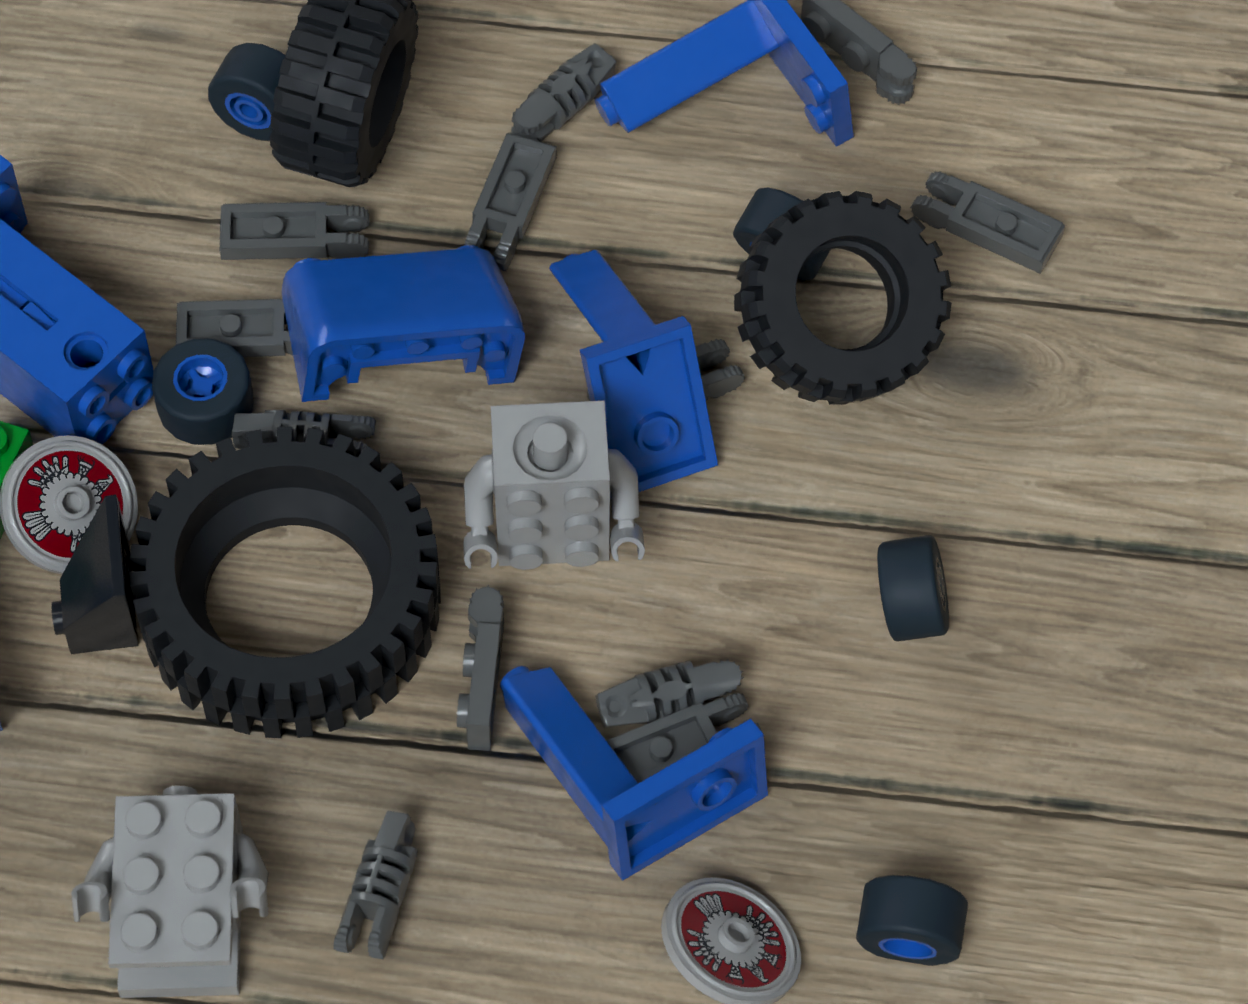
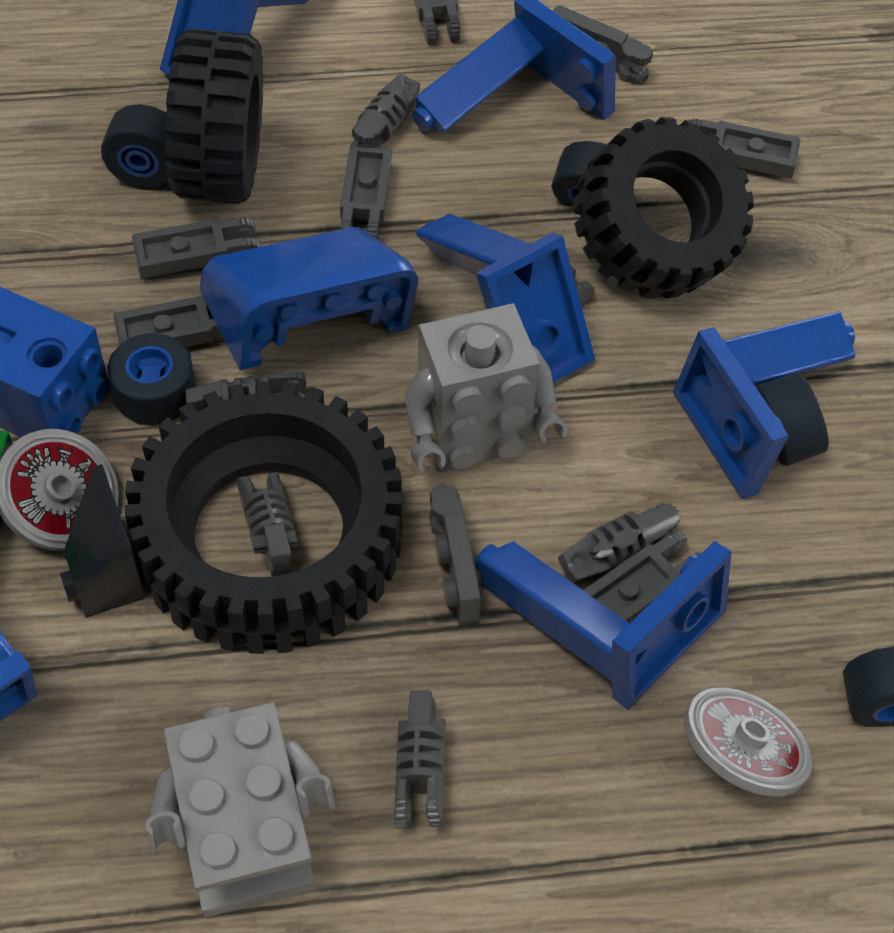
camera: 15 degrees left, 5 degrees down
(289, 588) = (269, 522): none -> dark grey hinge
(888, 508) = (722, 396): none -> blue piece

